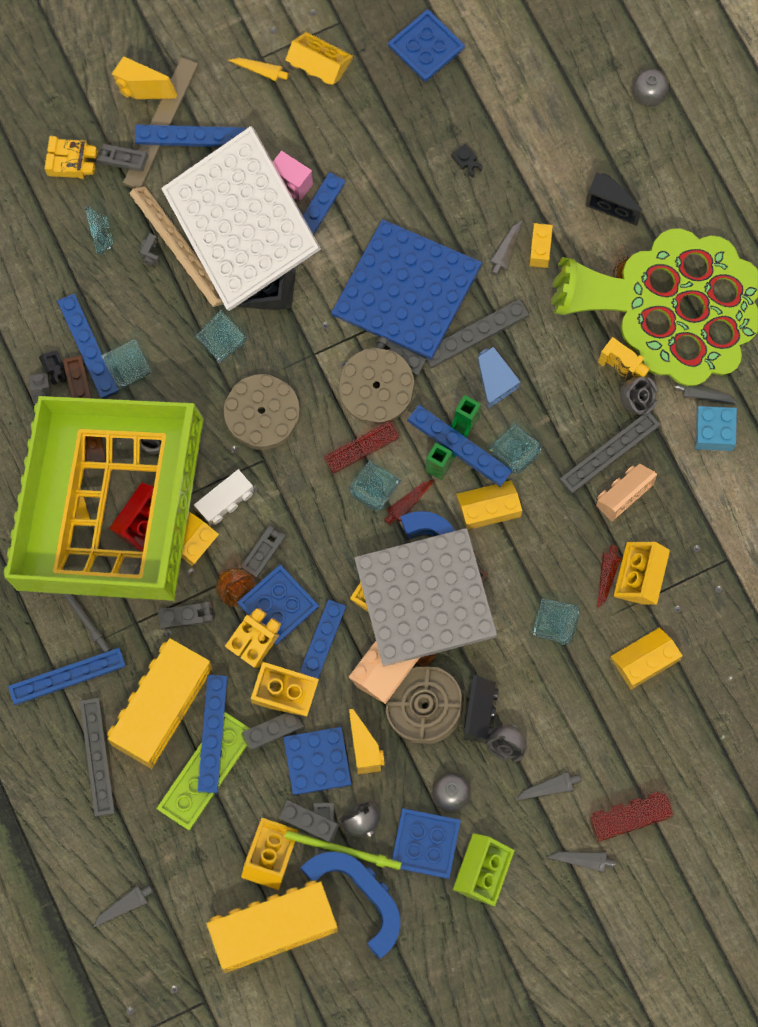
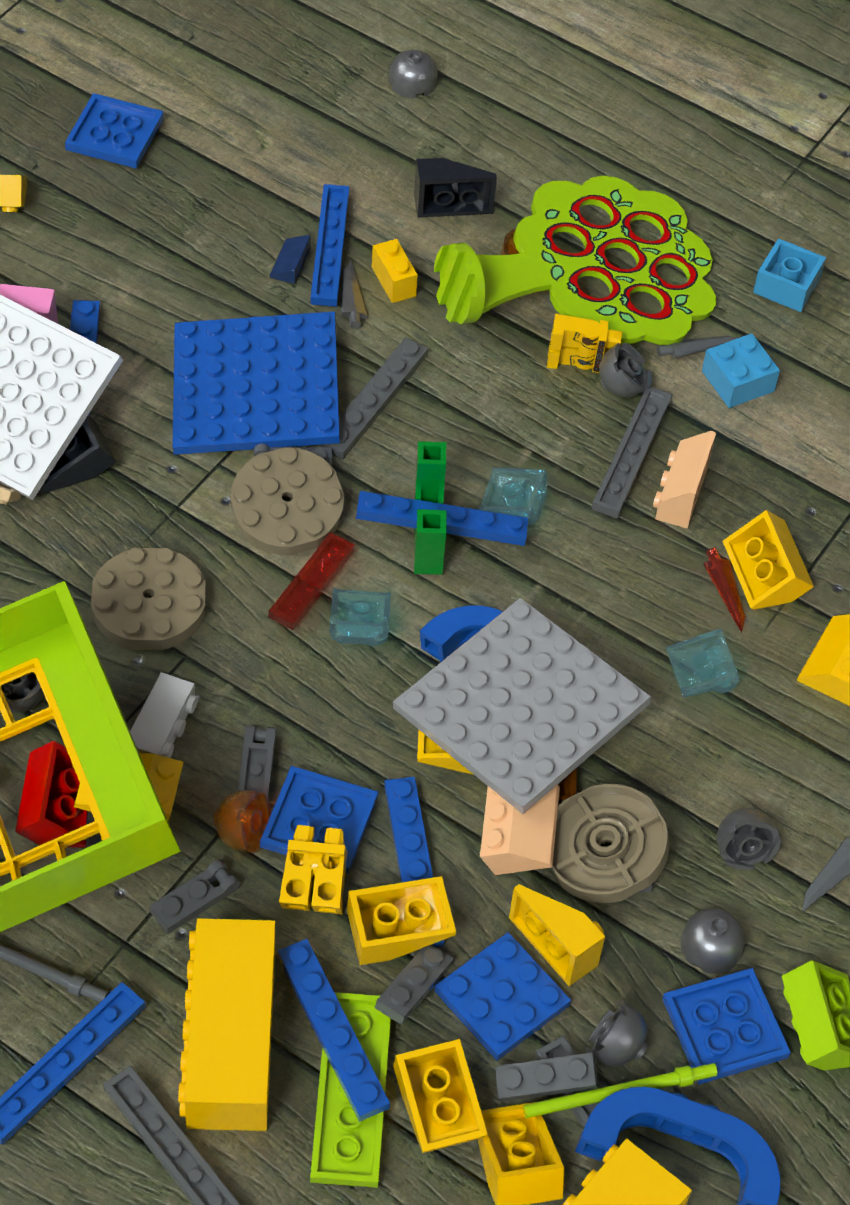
camera: 35 degrees left, 20 degrees down
(221, 336) = (39, 532): clear light blue slope -> none
(245, 803) = (439, 1096): none -> yellow slope
(406, 503) = (413, 621): clear red bar -> none
(466, 158) = (240, 223): black plate -> none
(480, 710) = (686, 820): black slope -> none
(483, 202) = (291, 259): none -> dark blue slope
(489, 505) = (525, 571): yellow slope -> none
(496, 377) = (433, 422): medium blue slope -> none
(513, 203) = (329, 245): none -> blue plate

